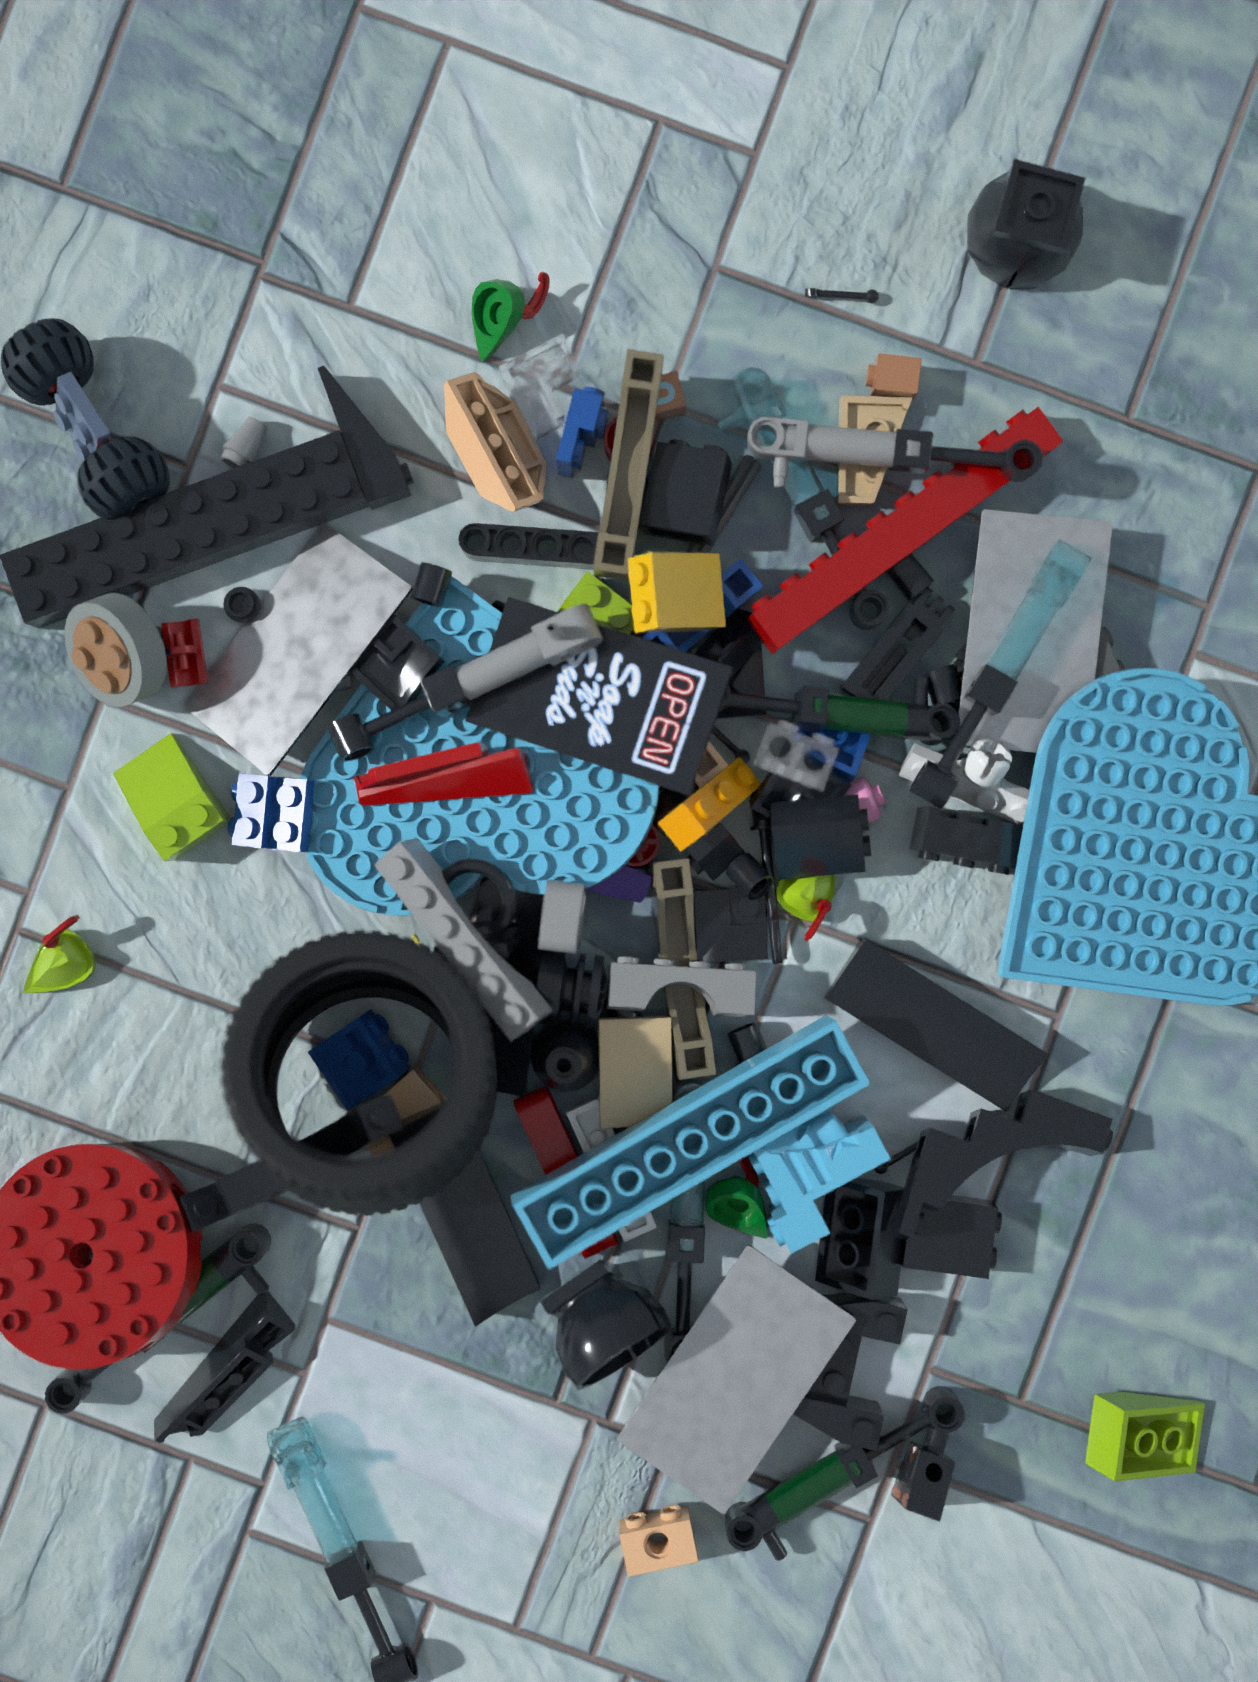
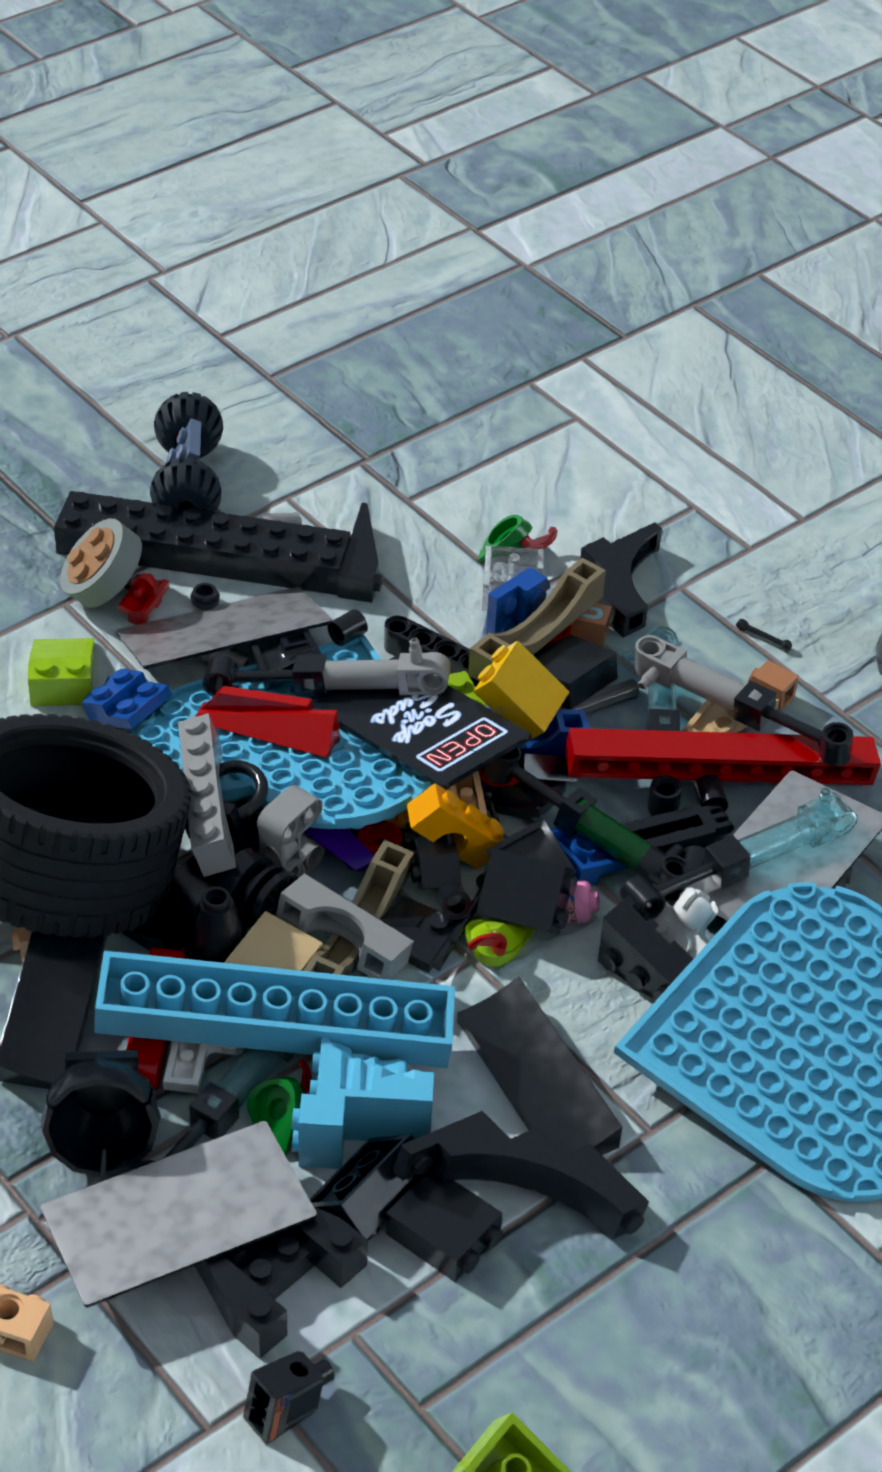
camera: 30 degrees right, 45 degrees down
(493, 443) = (452, 587): light nougat wedge -> none
(637, 296) = (620, 562): none -> black arch
(792, 765) = (542, 816): clear brick -> none
(828, 1477) = (196, 1354): black piece -> none

